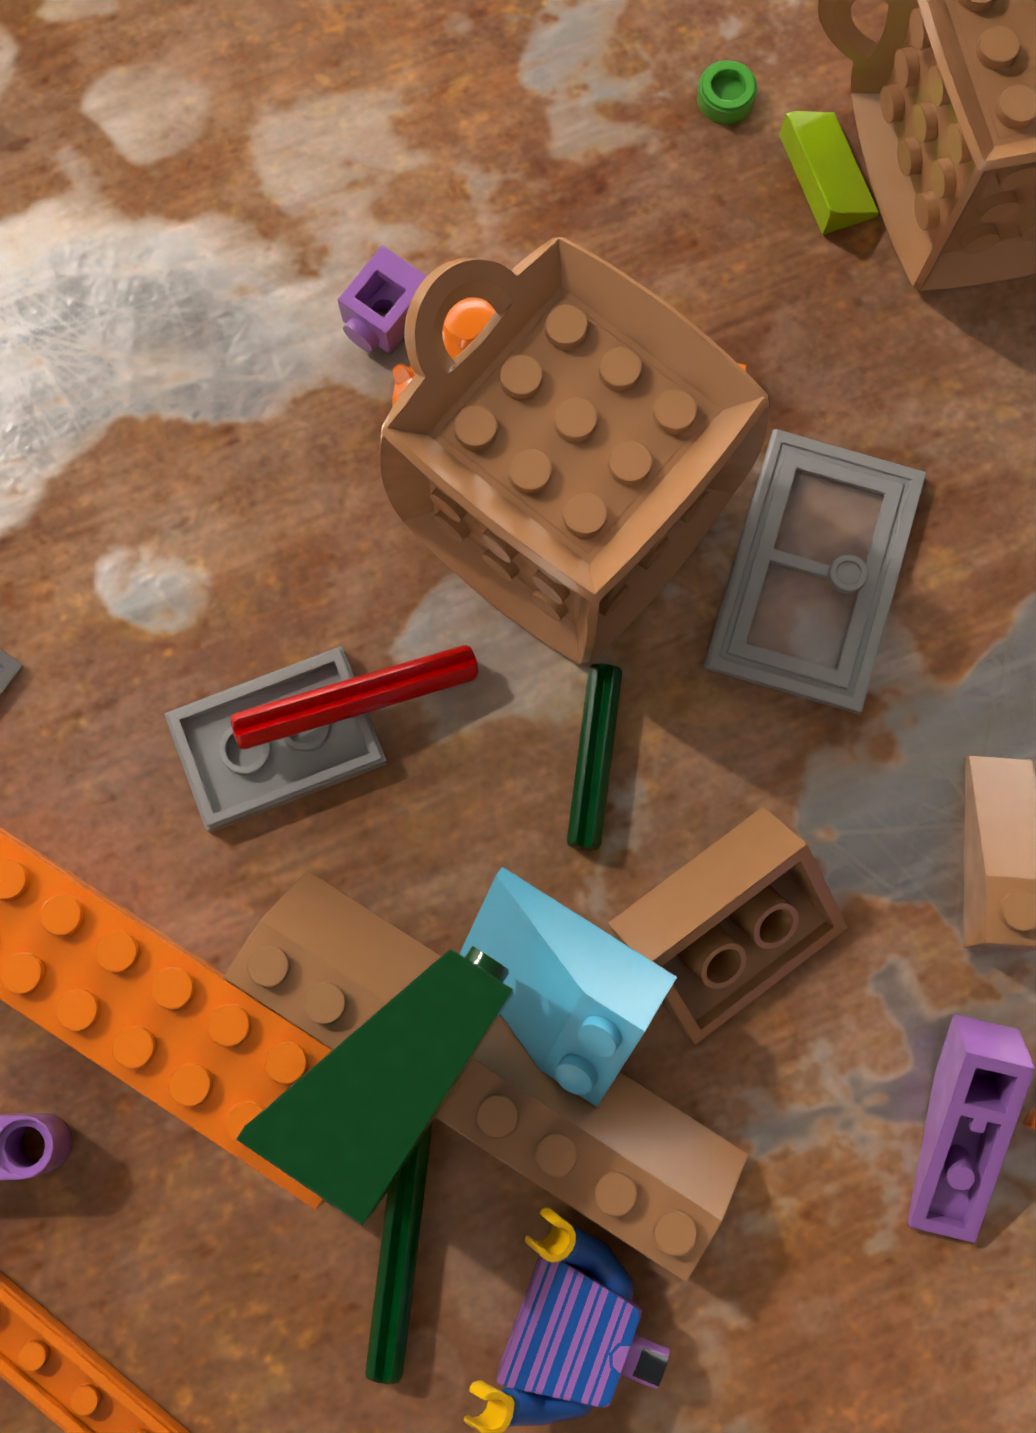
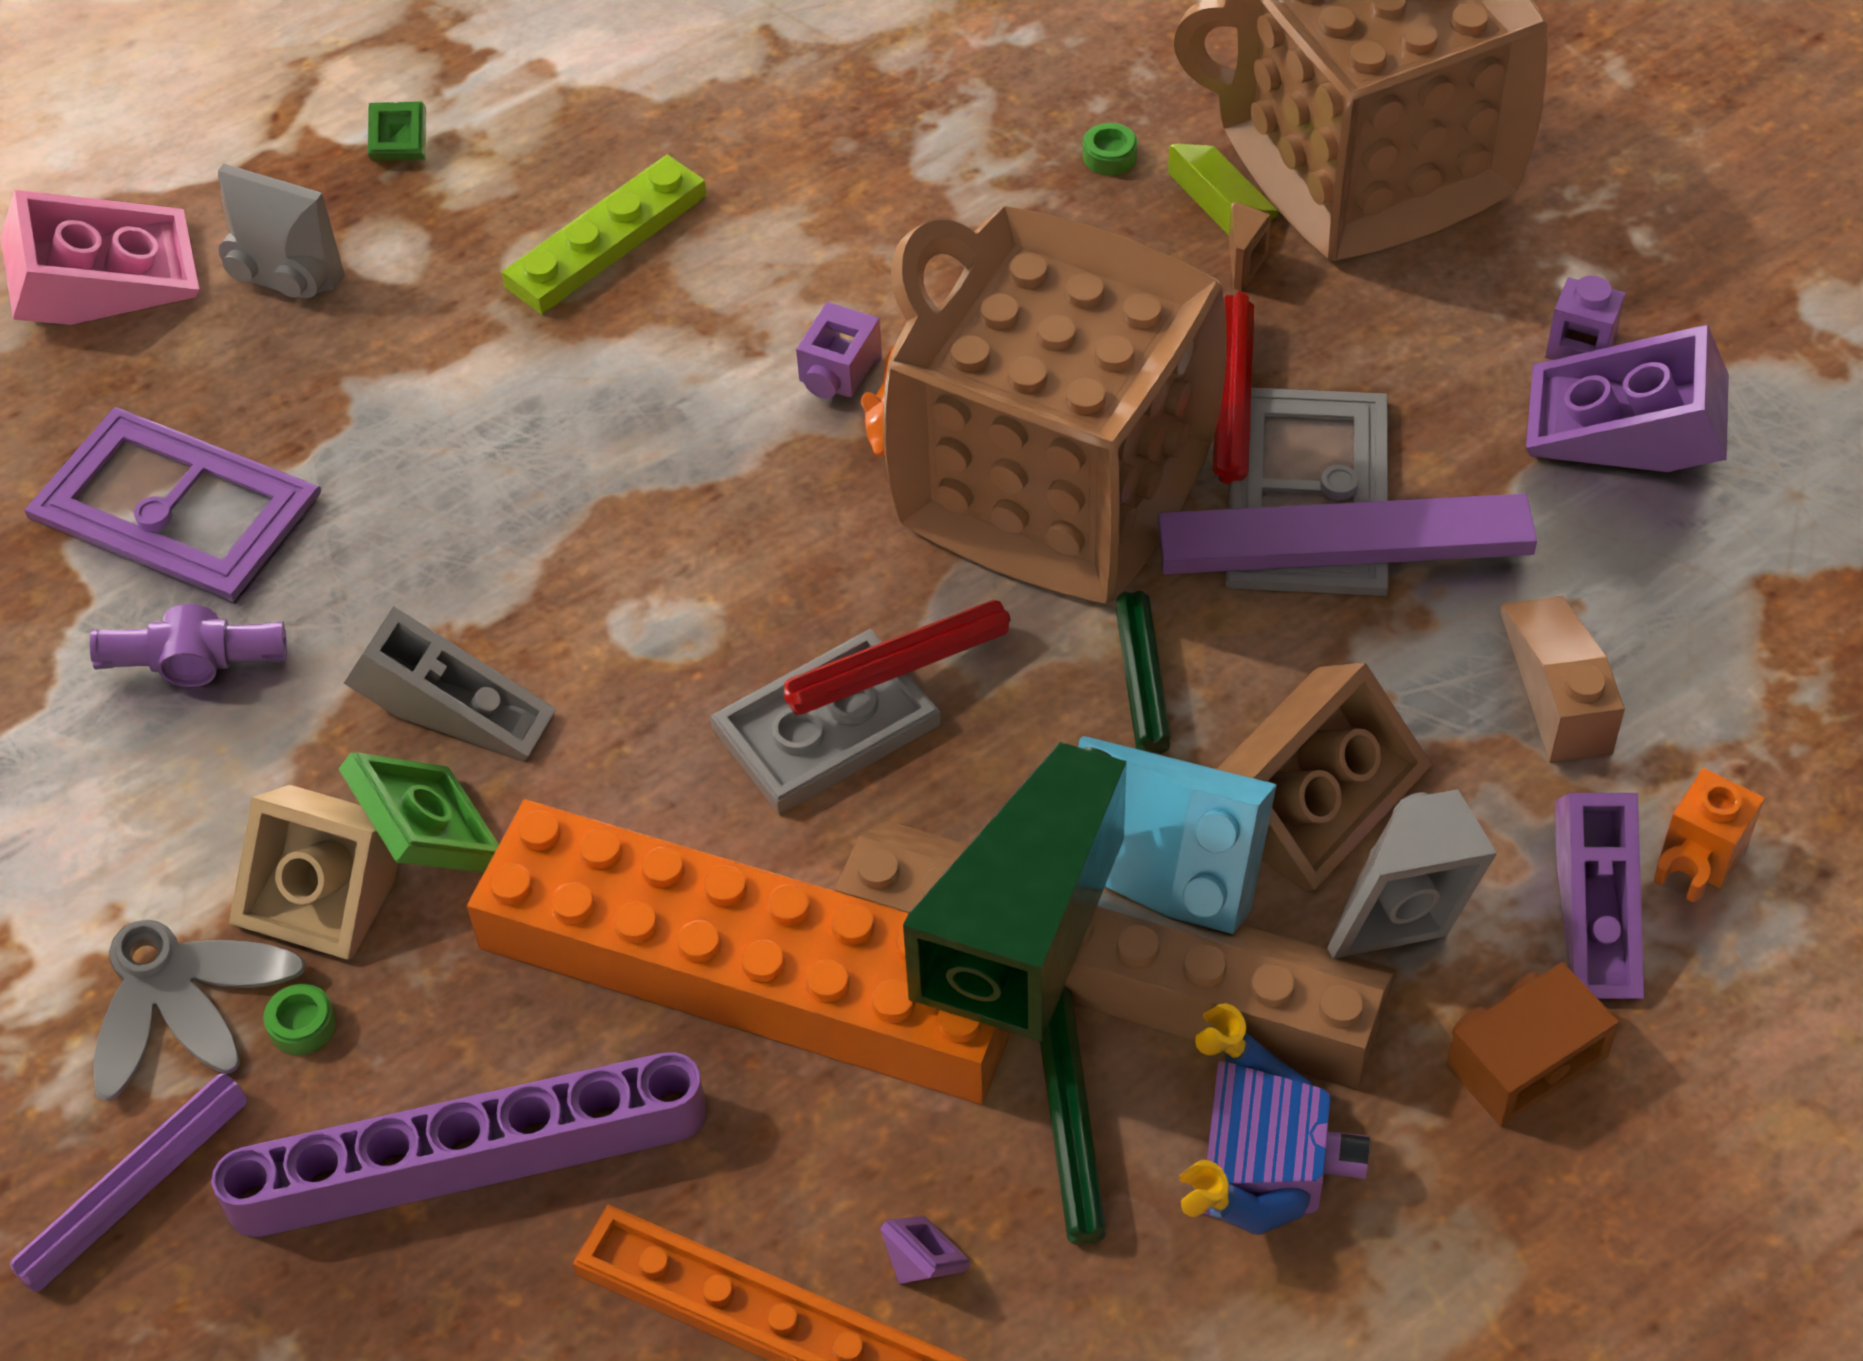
camera: 10 degrees left, 25 degrees down
(190, 88) = (604, 234): none -> lime plate
(230, 1361) = (921, 1250): none -> medium lavender slope
(784, 1090) = (1415, 876): none -> light grey slope
(785, 397) = (1233, 423): none -> red axle
(835, 253) = (1247, 242): none -> medium nougat slope
(838, 643) = (1346, 533): none -> medium lavender tile
(852, 1280) = (1530, 1042): none -> dark orange brick

